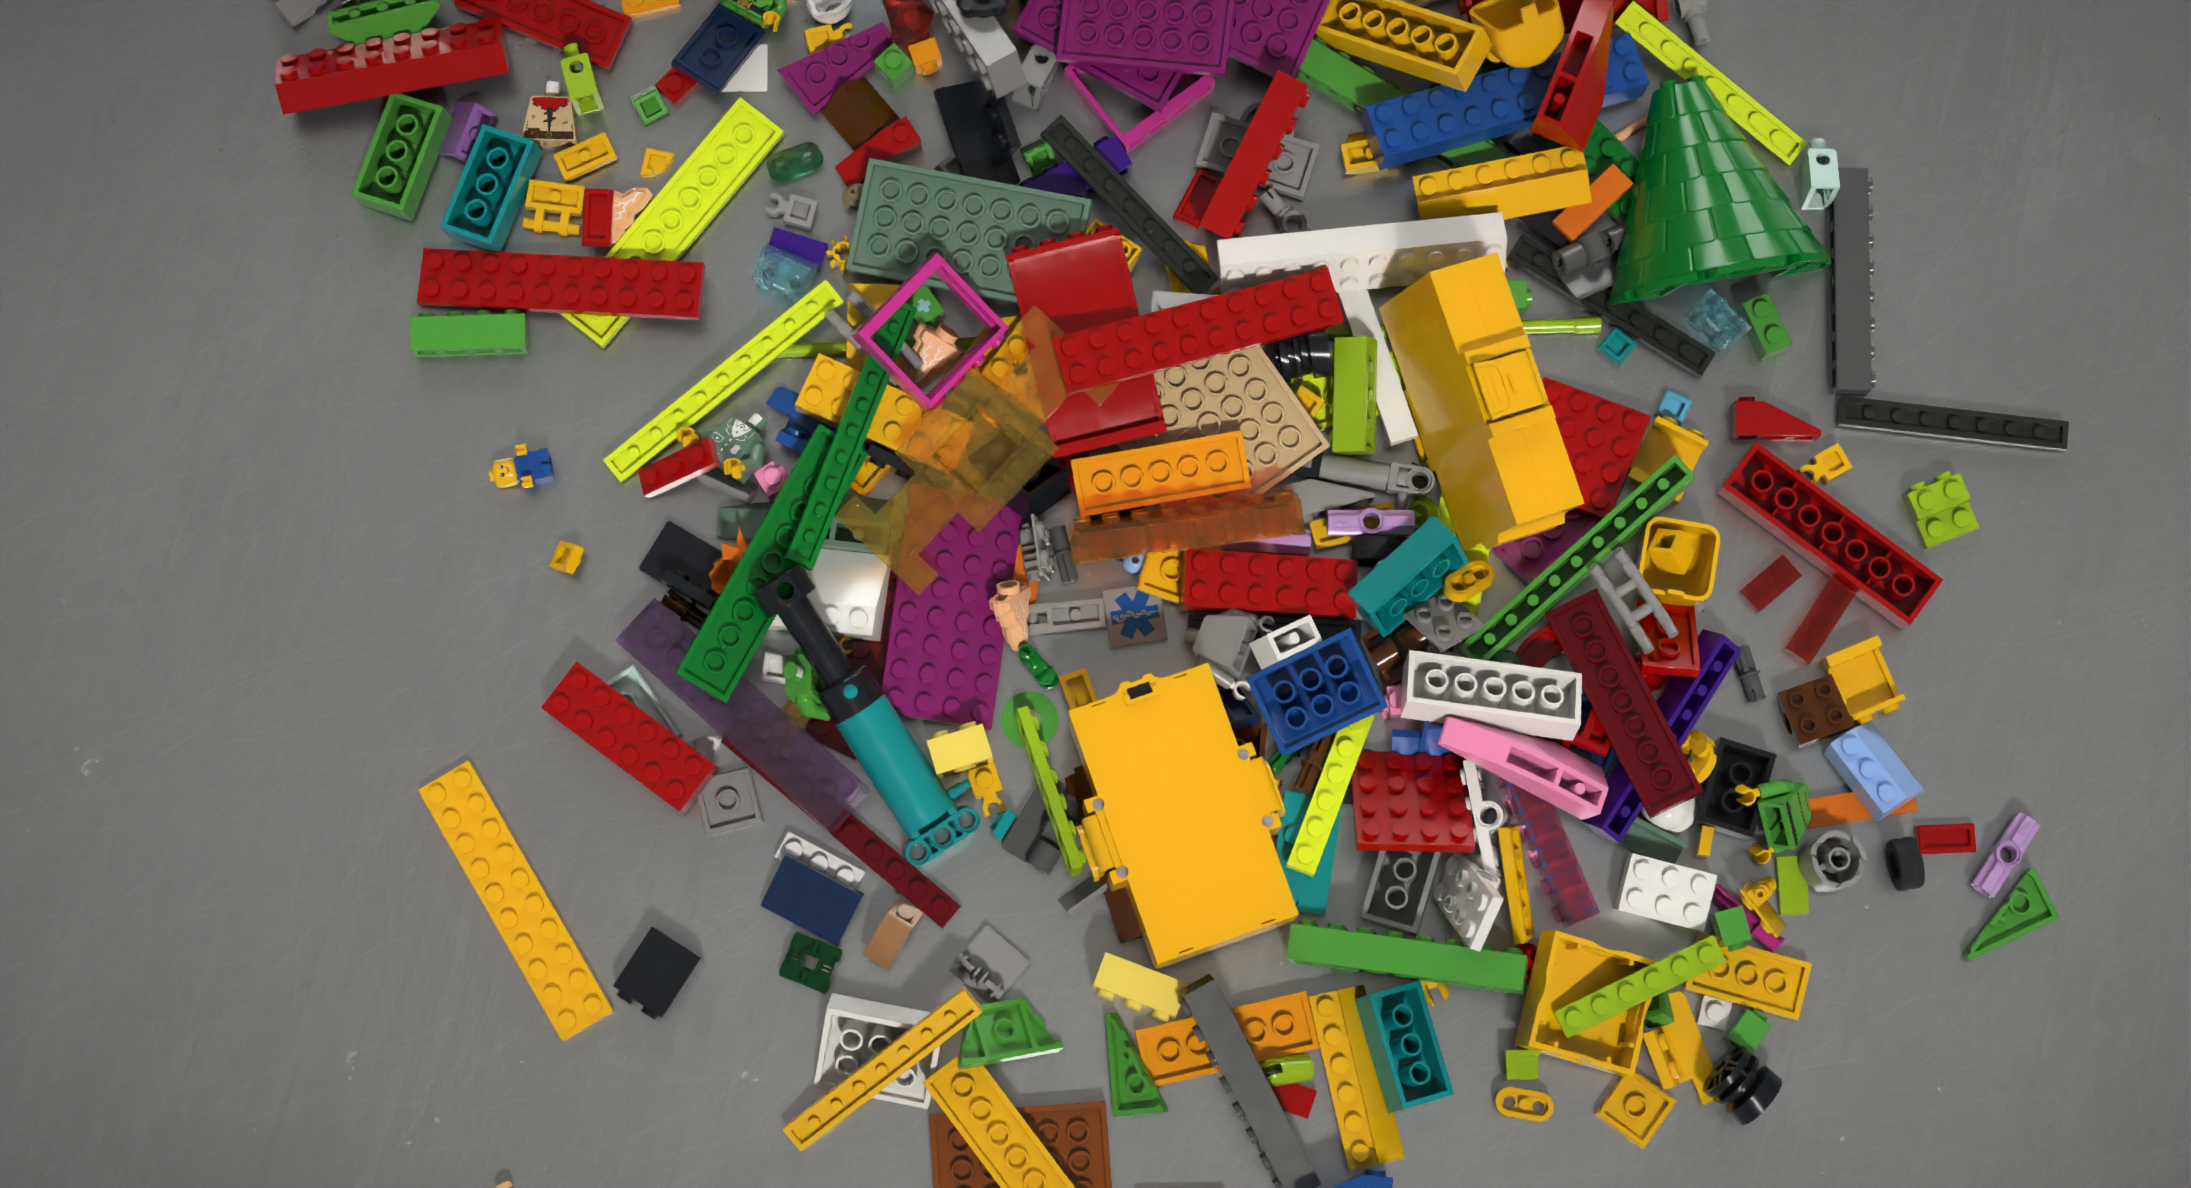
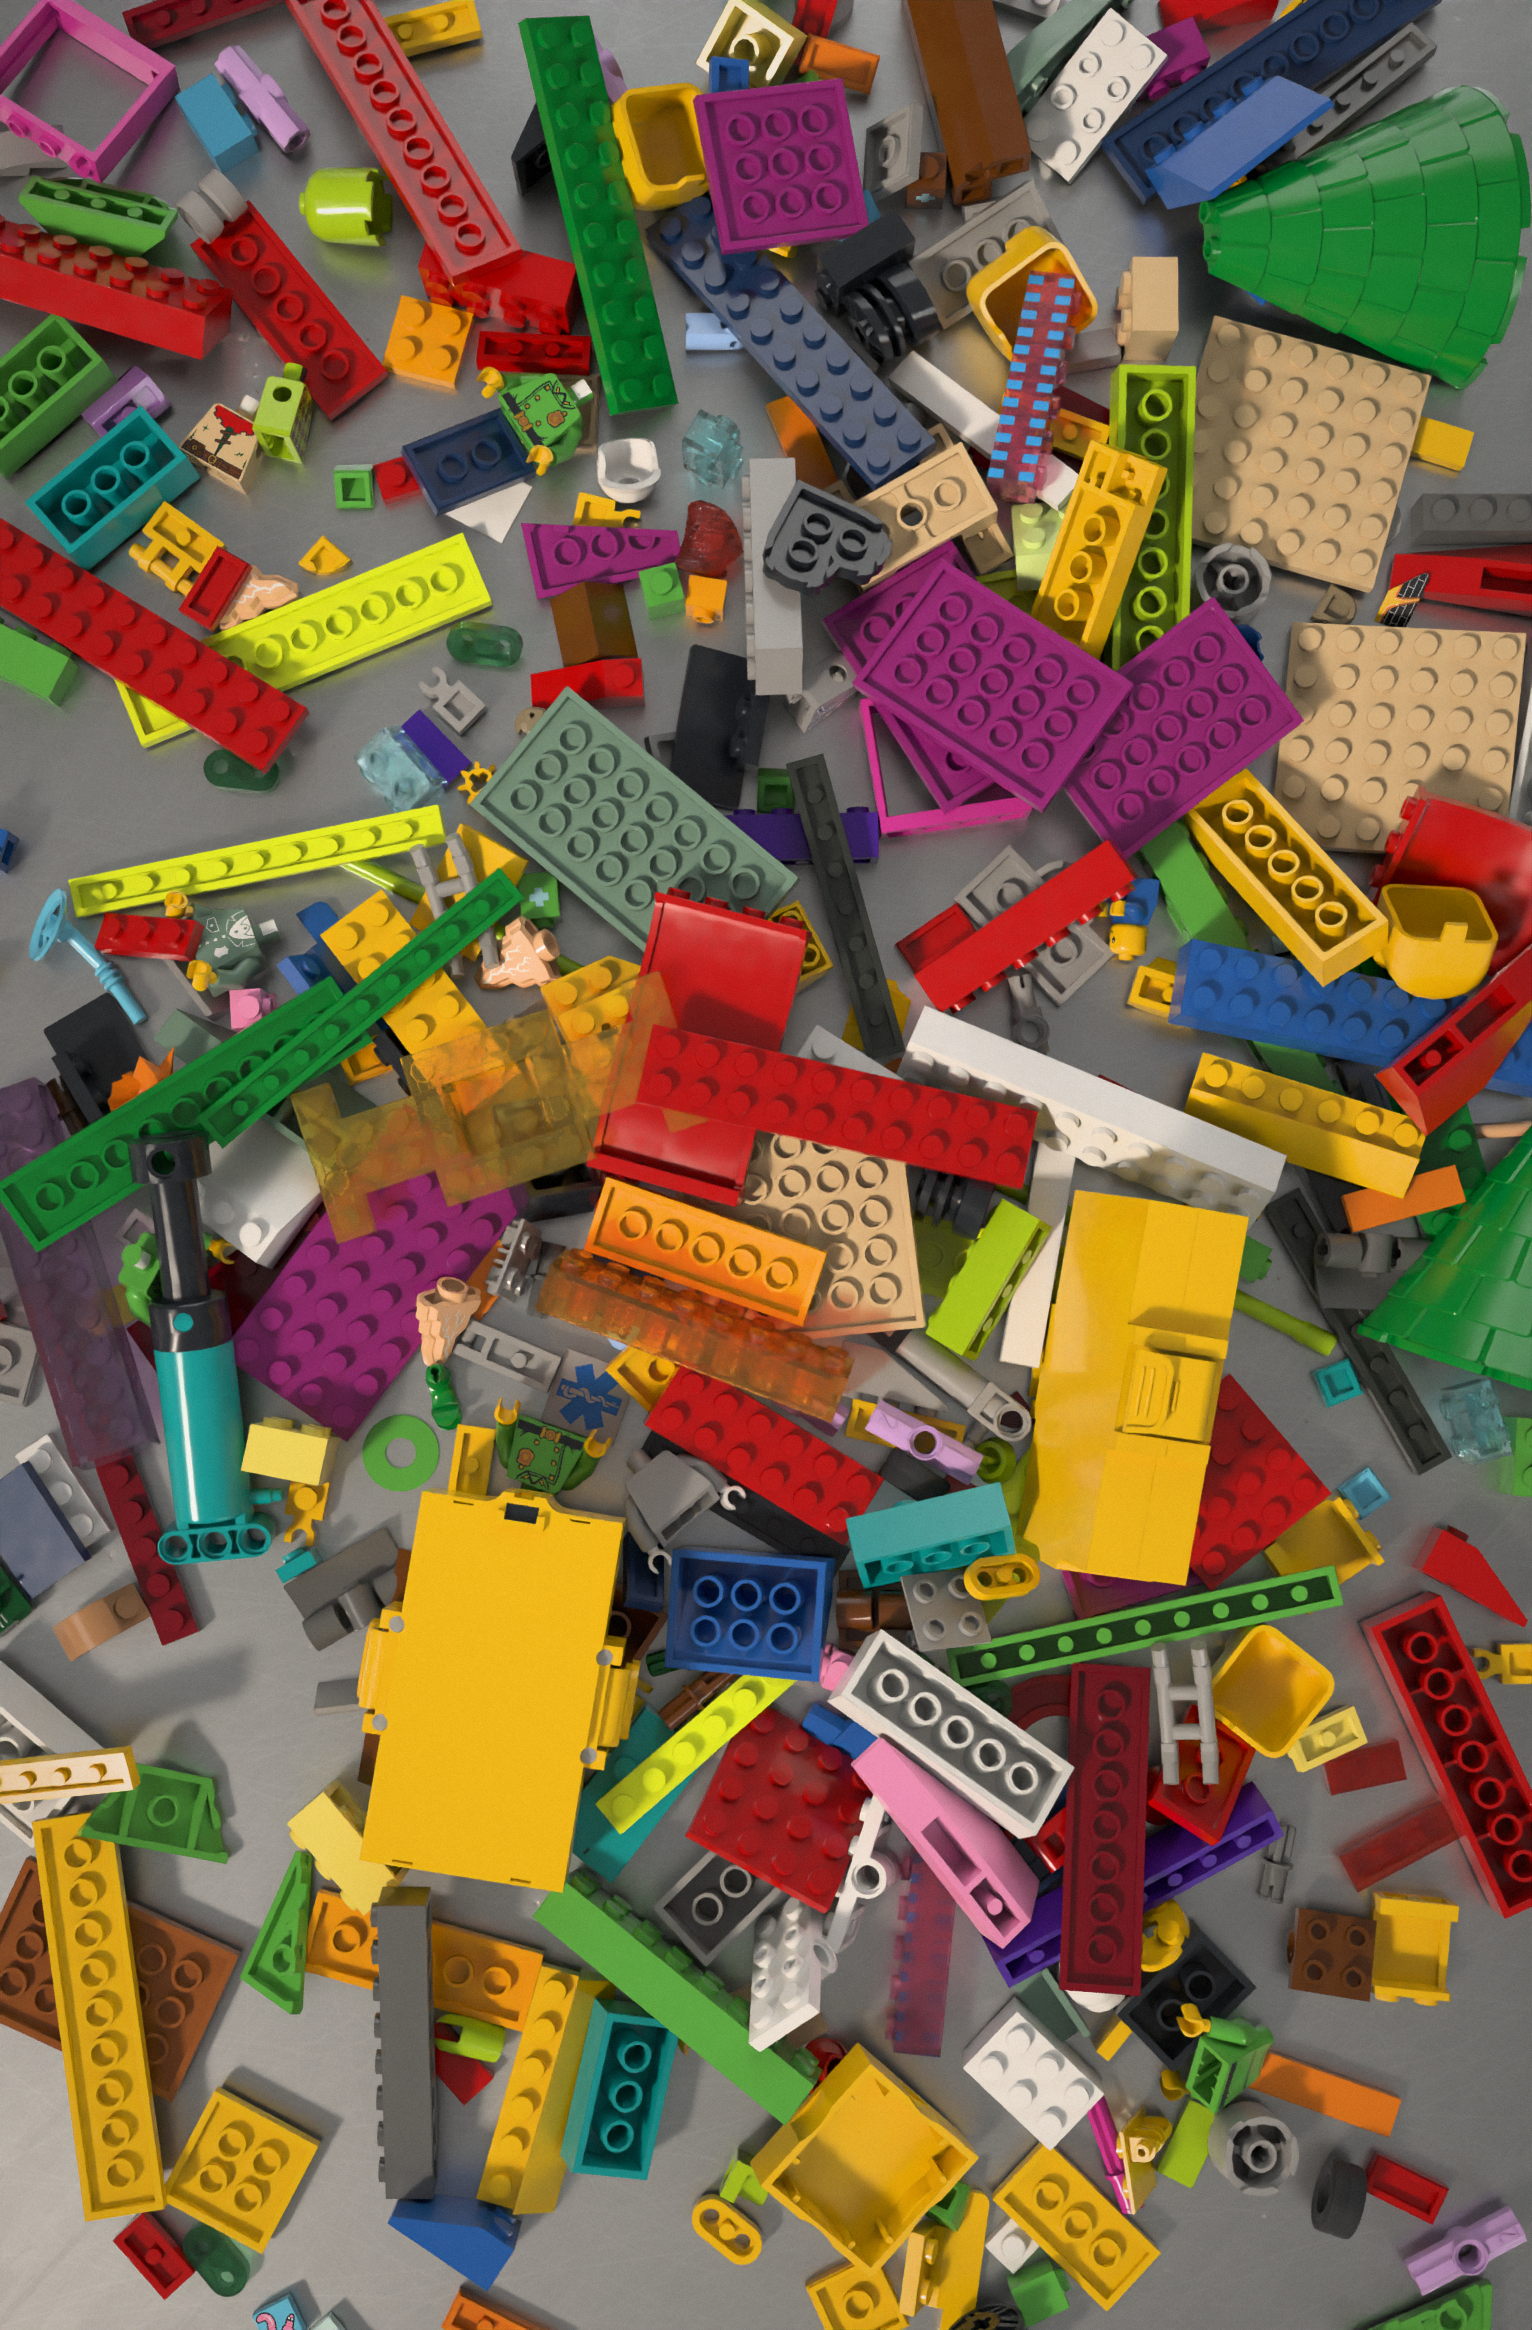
camera: 30 degrees right, 5 degrees up
(585, 157) = (245, 508): yellow plate -> none
(615, 495) = (56, 928): none -> medium azure dish
(678, 333) = (239, 774): none -> clear green plate
(973, 358) = (555, 993): dark pink window -> none
(989, 965) = (194, 1719): light grey hinge -> none
(1046, 780) = (368, 1574): lime plate -> none
(1124, 661) = (544, 1454): none -> bright green torso
(1285, 642) = (742, 1534): white brick -> none
(1309, 400) = (930, 1256): yellow plate -> none
(1317, 117) = (1130, 915): none -> piece
(1516, 883) = (860, 1967): yellow tile -> none
(1639, 986) = (937, 2177): lime plate -> none
(1671, 551) = (1264, 1674): yellow brick -> none
(1731, 928) = (1086, 2163): bright green brick -> none
(1735, 576) = (1328, 1738): none -> light yellow plate
(1872, 770) = (1362, 2065): light blue slope -> none

